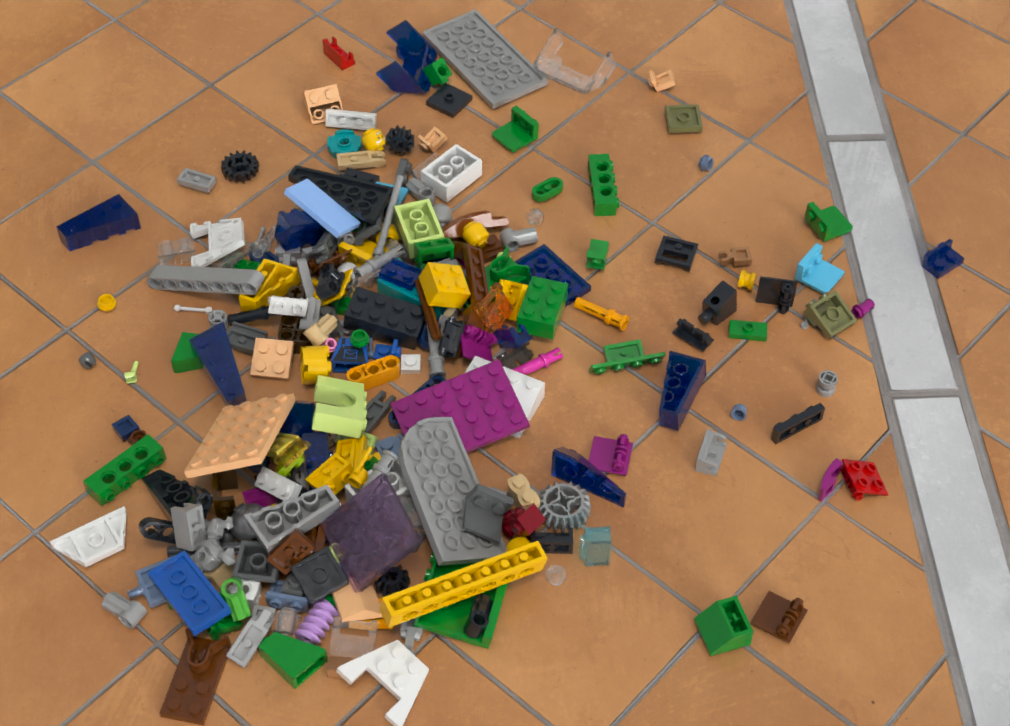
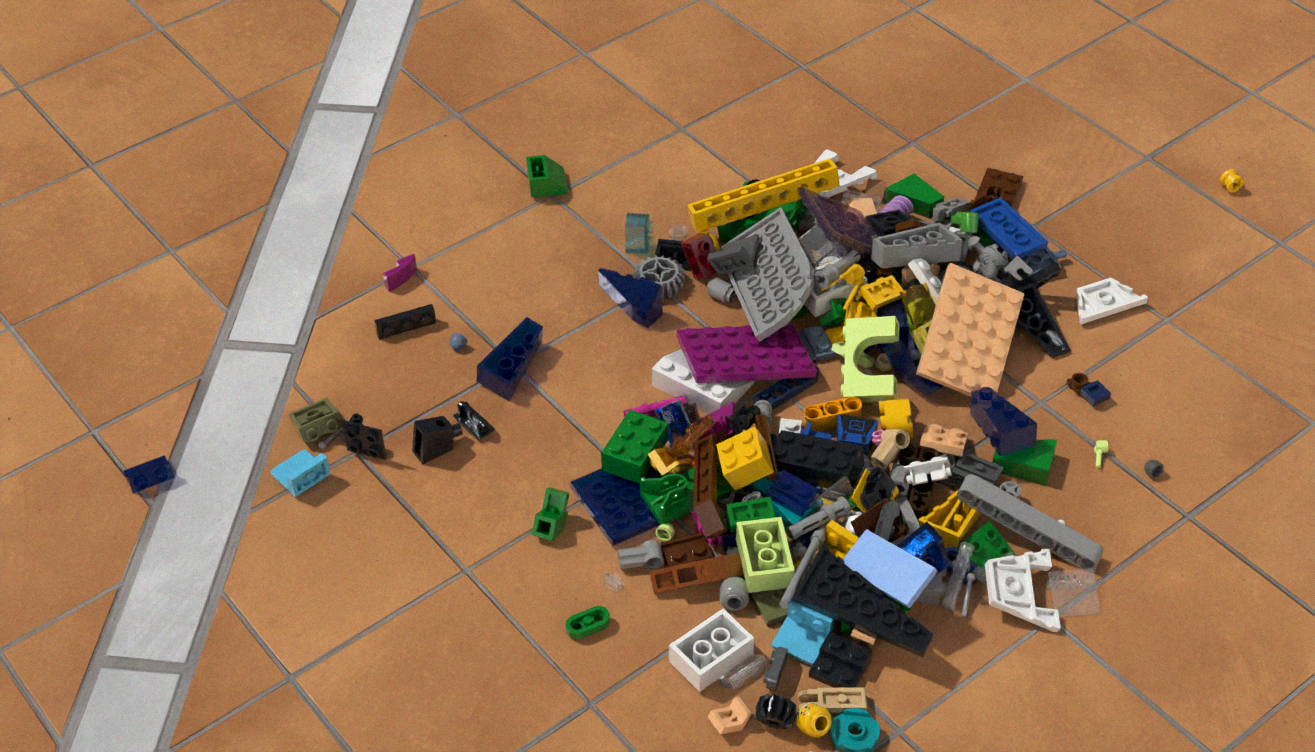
camera: 170 degrees left, 5 degrees down
(98, 223) = (1178, 636): clear blue wedge -> none
(106, 302) = (1147, 535): yellow plate -> none
(124, 470) = (1087, 351): green brick -> none
(127, 611) = (1061, 239): light grey piece -> none
(196, 180) = (1060, 694): light grey plate -> none
(240, 166) = (1002, 707): black gear -> none
(286, 621) = (922, 213): clear head -> none
(359, 338) = (846, 431): green plate -> none
(377, 410) = (830, 381): dark grey hinge -> none
(421, 191) = (762, 642): light grey piece -> none
(475, 234) = (695, 545): yellow head -> none
(517, 132) = (609, 717): green bracket -> none
(520, 491) = (695, 285): tan brick -> none
(602, 185) = (515, 618): green brick -> none
(609, 316) = (559, 450): light orange pin -> none
(611, 454) = (600, 318): magenta hinge -> none
(623, 355) = (556, 400): green bracket -> none
(676, 248) = (451, 521): black plate -> none
(683, 118) = (366, 714): olive plate -> none
(706, 163) = (366, 637): sand blue plate -> none
(711, 453) = (504, 308): light grey hinge -> none
(737, 255) = (384, 502): medium nougat plate -> none
(747, 280) = (387, 471): yellow wheel -> none
(747, 330) = (404, 420): green plate -> none
(779, 616) = (494, 186): reddish brown hinge -> none
(826, 383) = (356, 353): light grey wheel -> none
(827, 222) = (255, 533): green bracket -> none
(860, 310) = (274, 427): magenta pin -> none
(862, 478) = (366, 272): red hinge -> none

